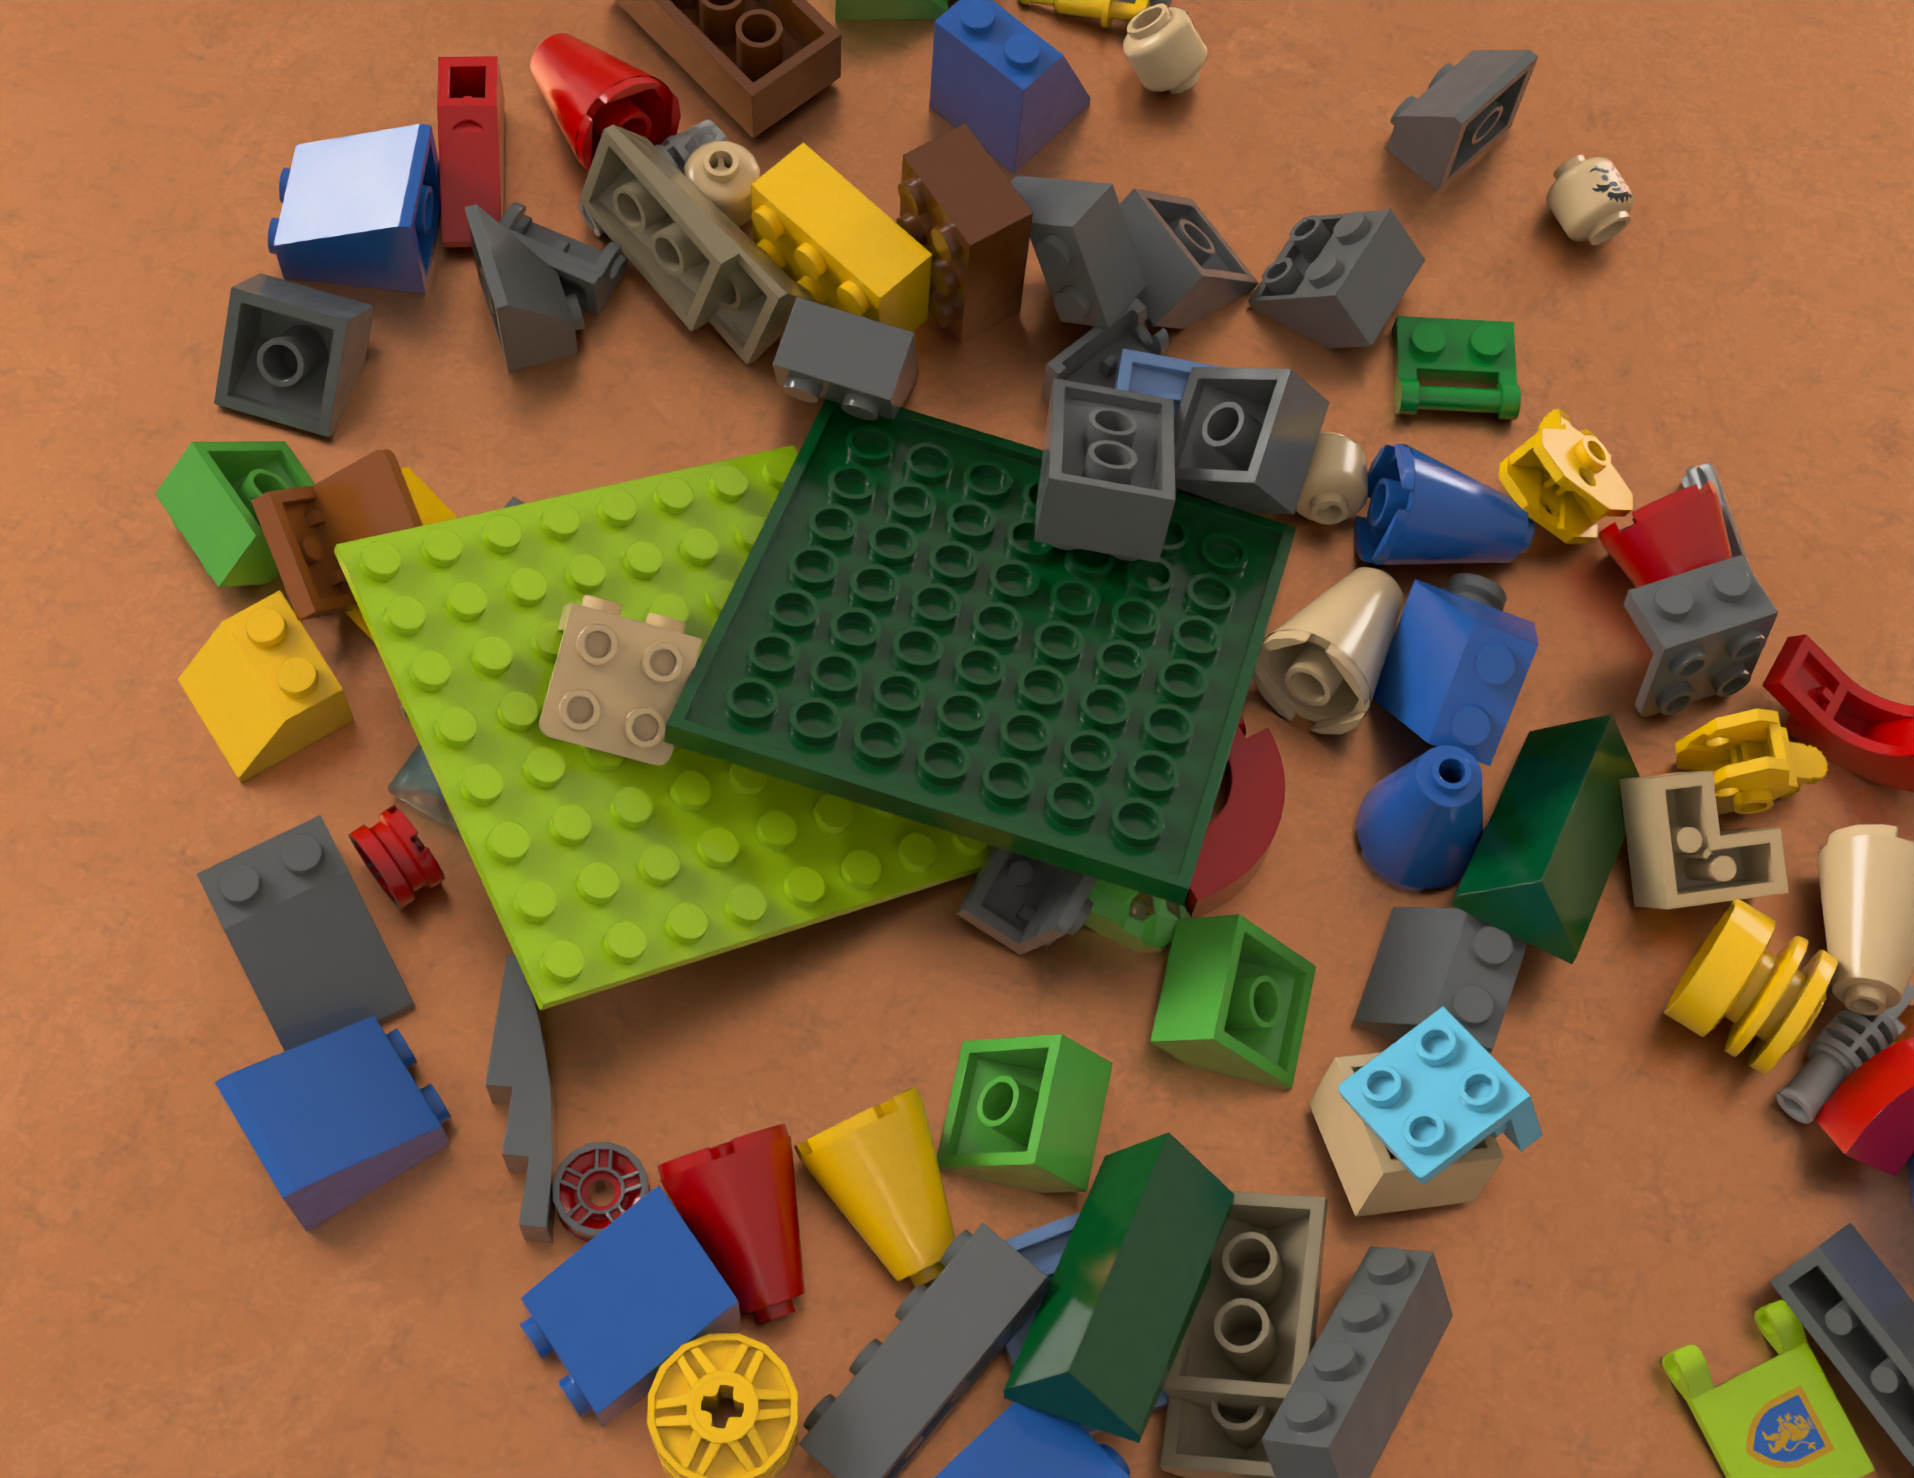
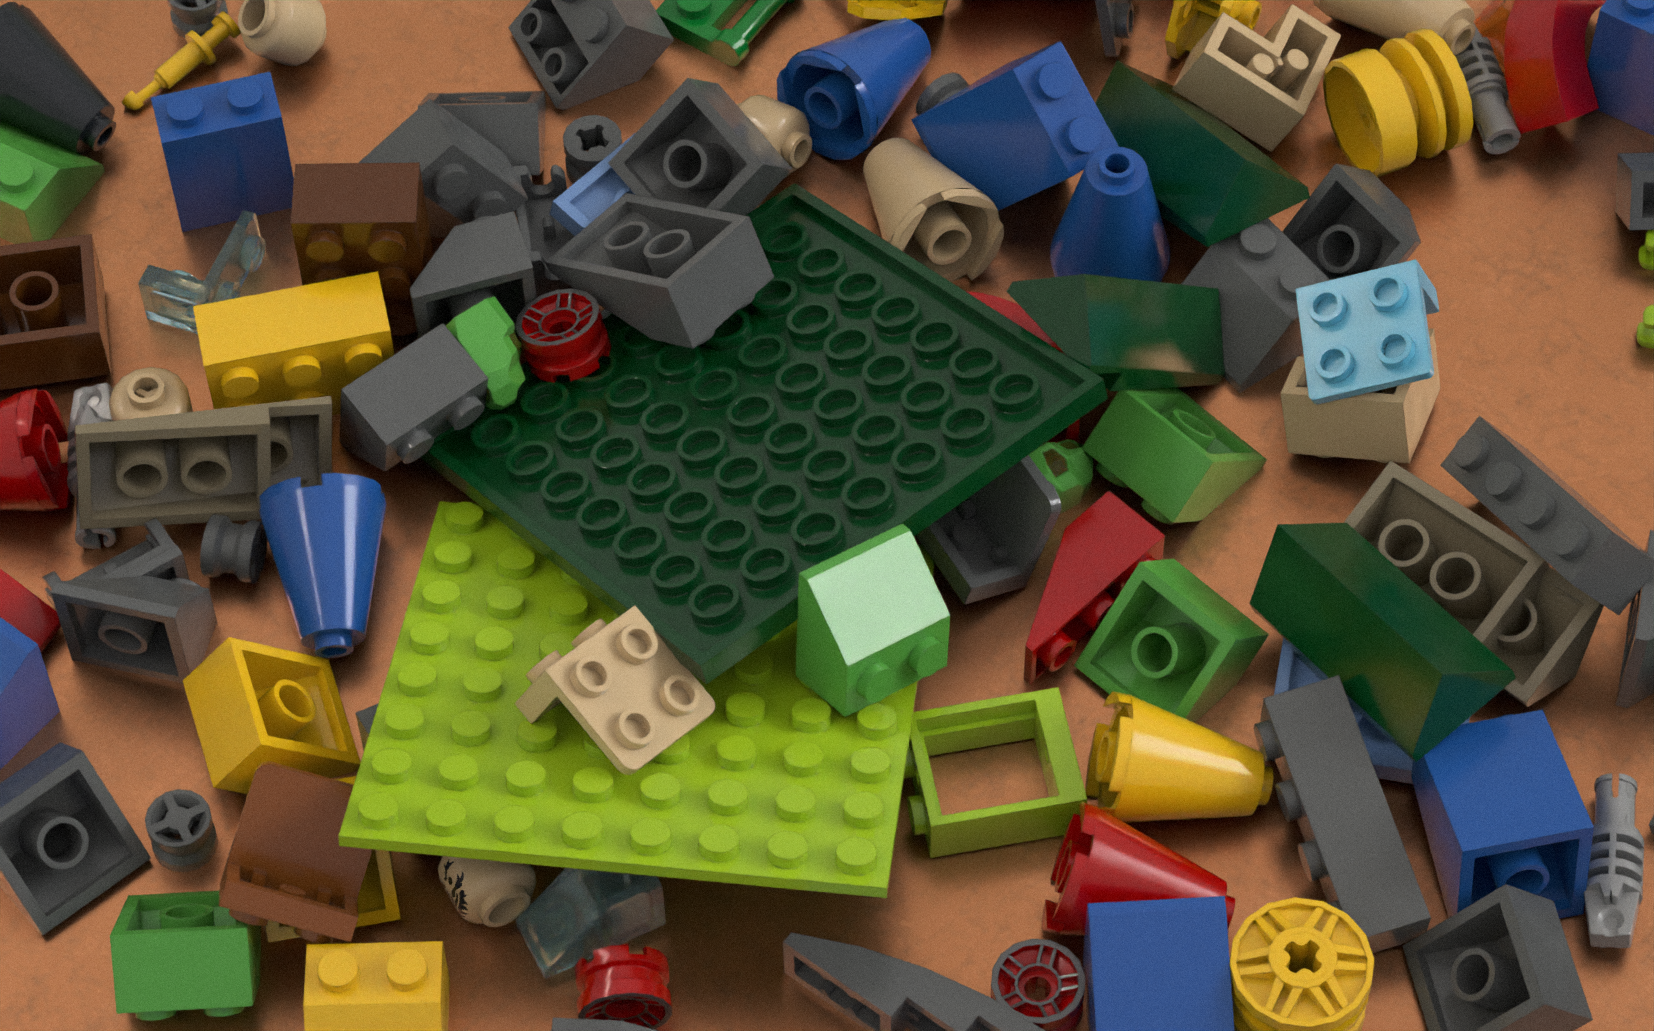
camera: 50 degrees left, 10 degrees down
(354, 426) = (190, 817): none -> dark grey wheel
(496, 439) = (268, 706): none -> yellow slope
(638, 321) = (233, 549): none -> dark grey wheel
(663, 393) = (326, 555): none -> blue cone
(823, 840) = (870, 622): none -> slope
(842, 1081) = (985, 724): none -> lime window
(859, 158) = (172, 294): none -> clear light blue bracket
(931, 388) = (491, 342): none -> bright green rock
(991, 344) = (472, 265): none -> dark grey slope
(995, 435) = (563, 334): none -> red wheel
(1056, 995) = (1086, 578): none -> red slope
(1220, 334) = (592, 133): none -> dark grey wheel
(1303, 885) = (1130, 328): none -> dark green slope
(1575, 1026) = (1353, 224): none -> dark grey slope

